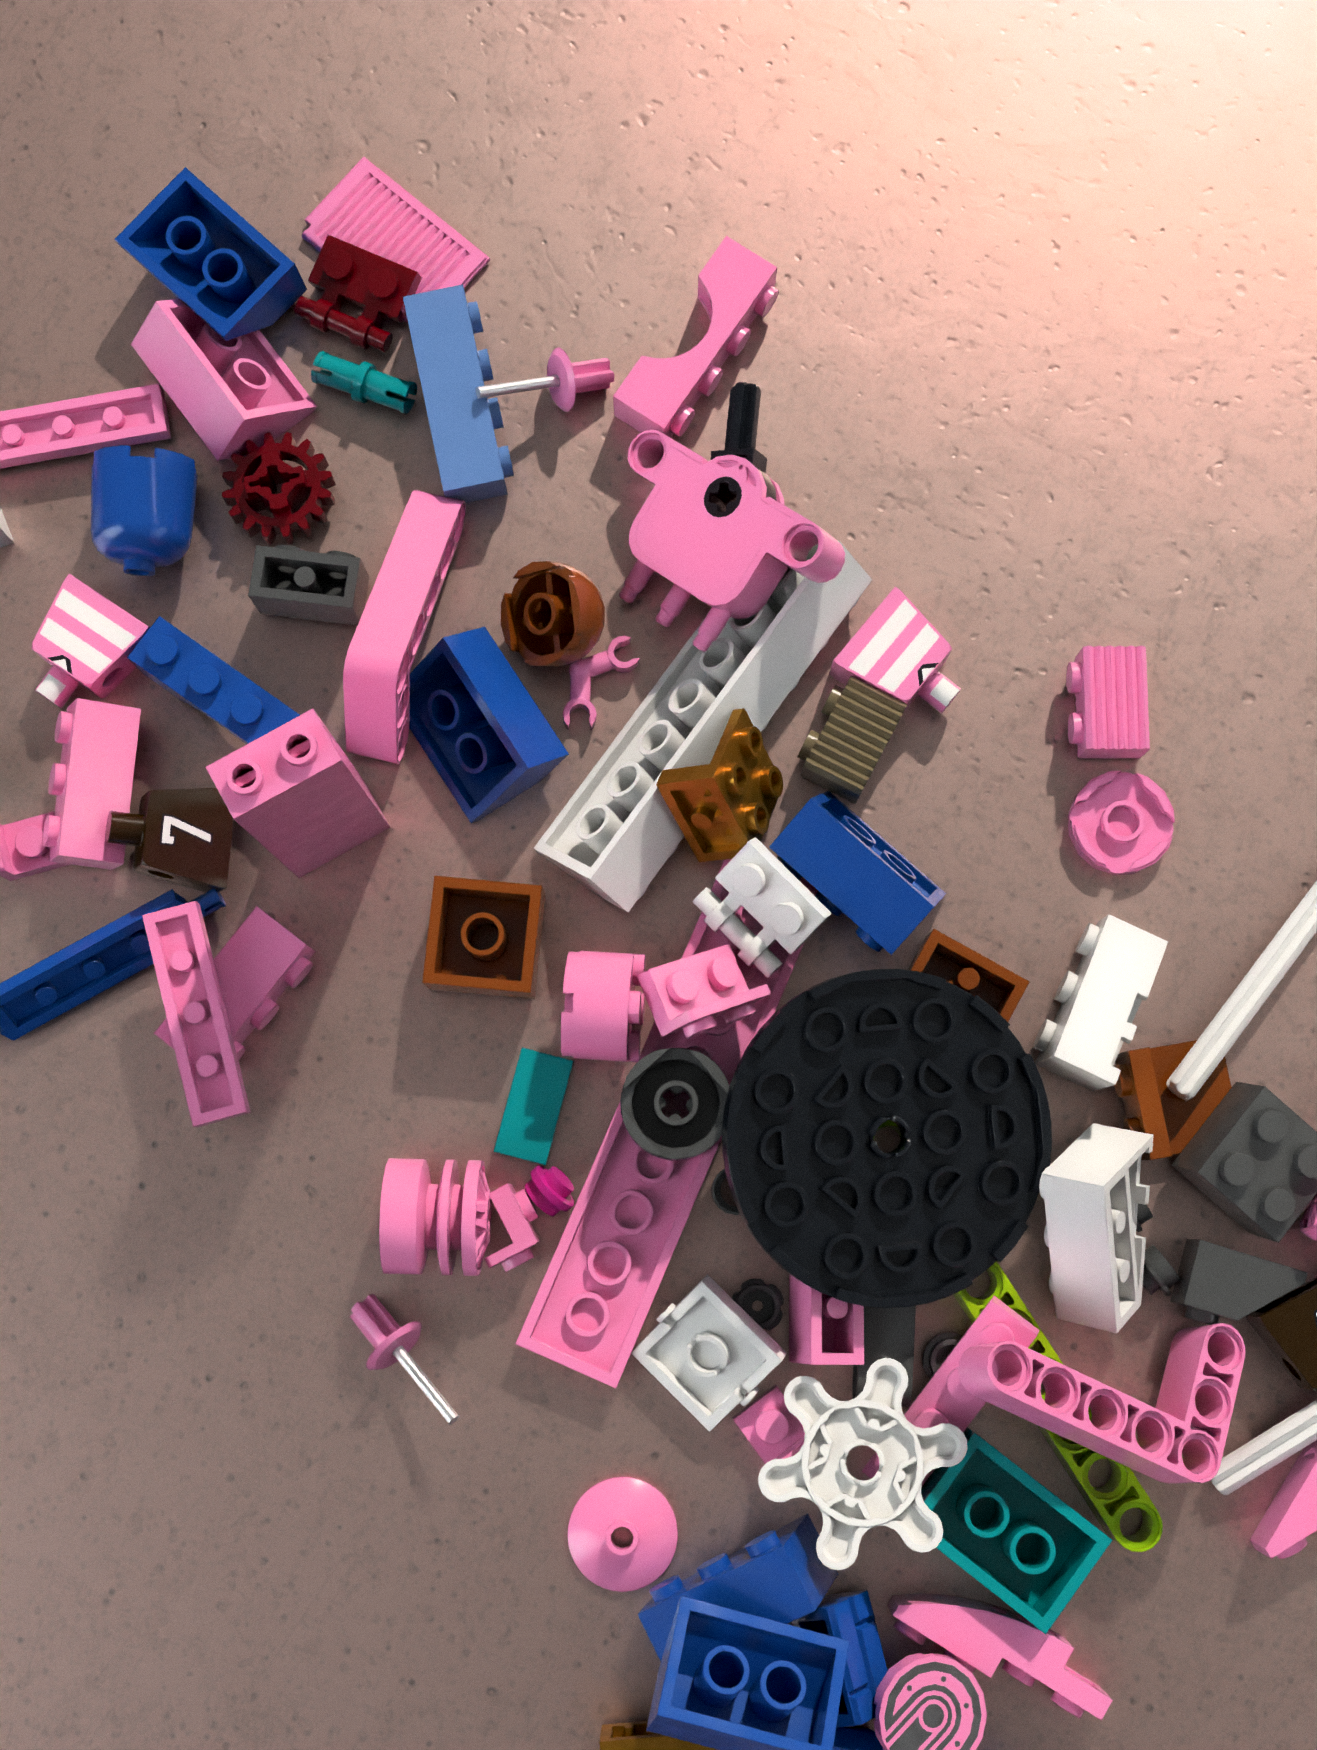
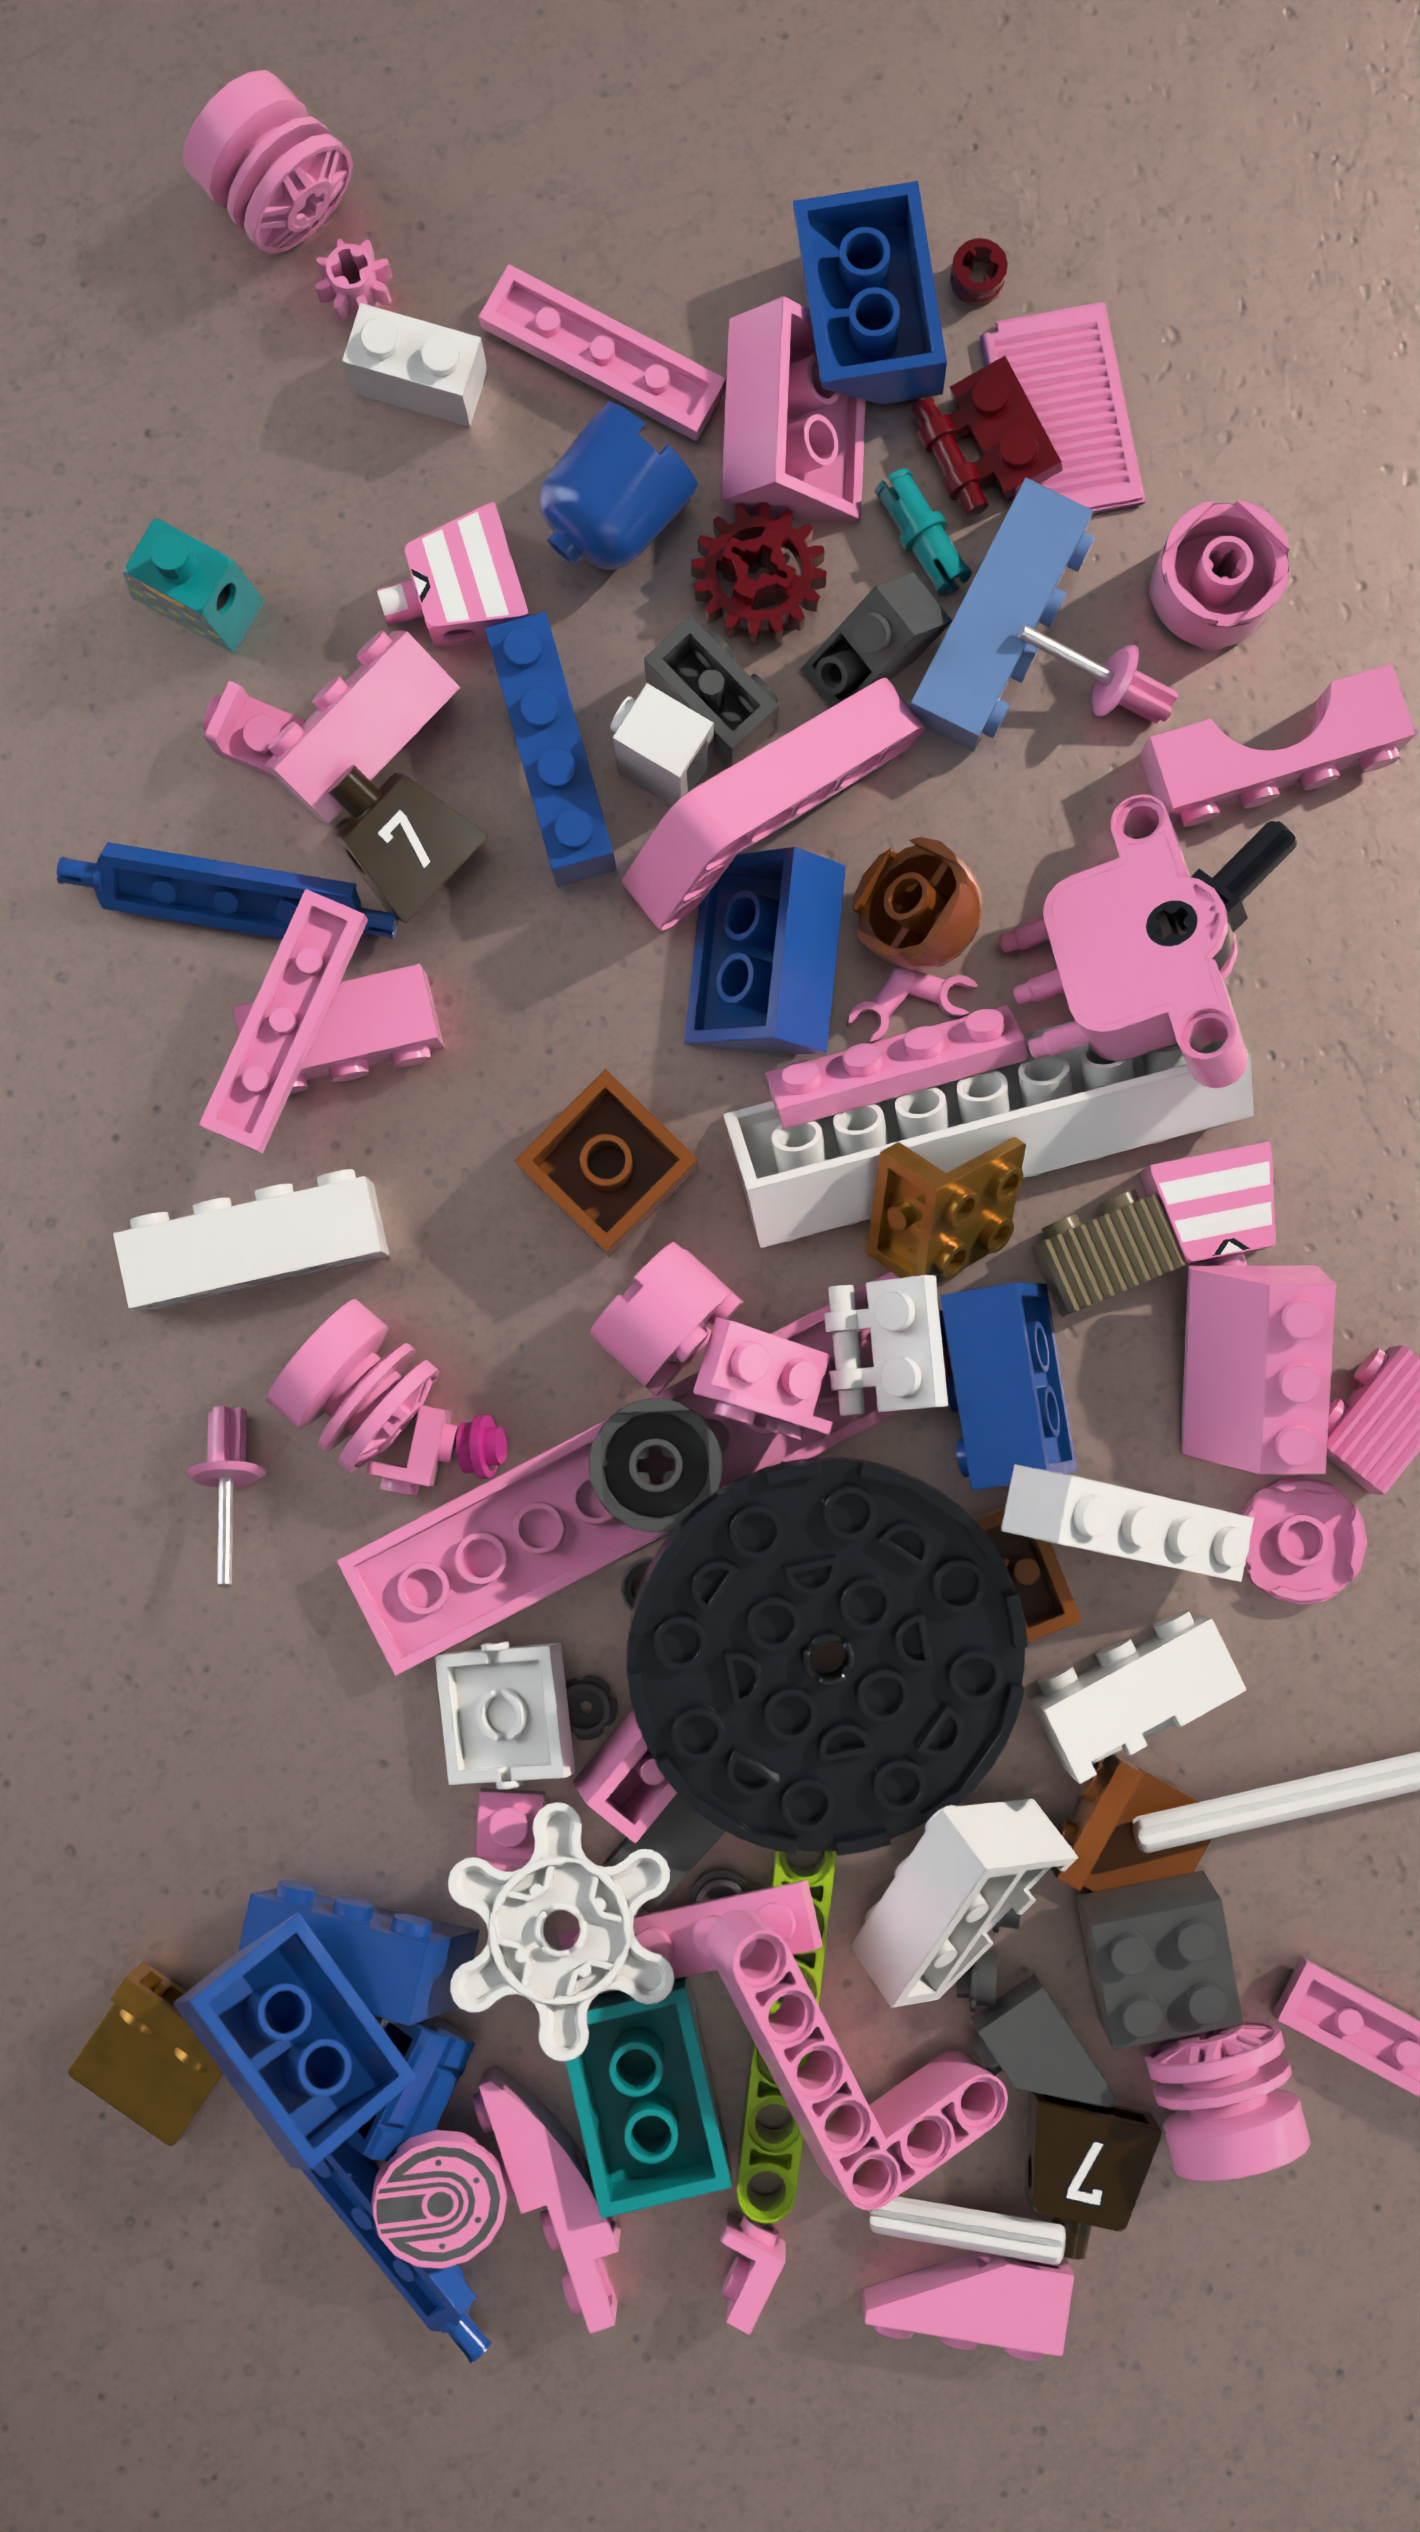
camera: 40 degrees right, 5 degrees up
(264, 182) = (978, 251): none -> dark red bush
(288, 1181) = (251, 1242): none -> white brick
(298, 794) = (531, 895): bright pink brick -> none
(303, 641) = (662, 744): none -> white brick
(388, 471) = (877, 639): none -> dark grey slope
(534, 1106) = (528, 1357): teal tile -> none
(574, 264) = (1228, 539): none -> bright pink brick
(620, 728) = (896, 1066): none -> bright pink plate
(626, 1504) = (330, 1804): bright pink dish -> none
(1005, 895) = (1126, 1523): none -> white brick
(1006, 732) = (1258, 1367): none -> bright pink slope
(1175, 1594) = (752, 2279): none -> bright pink bracket

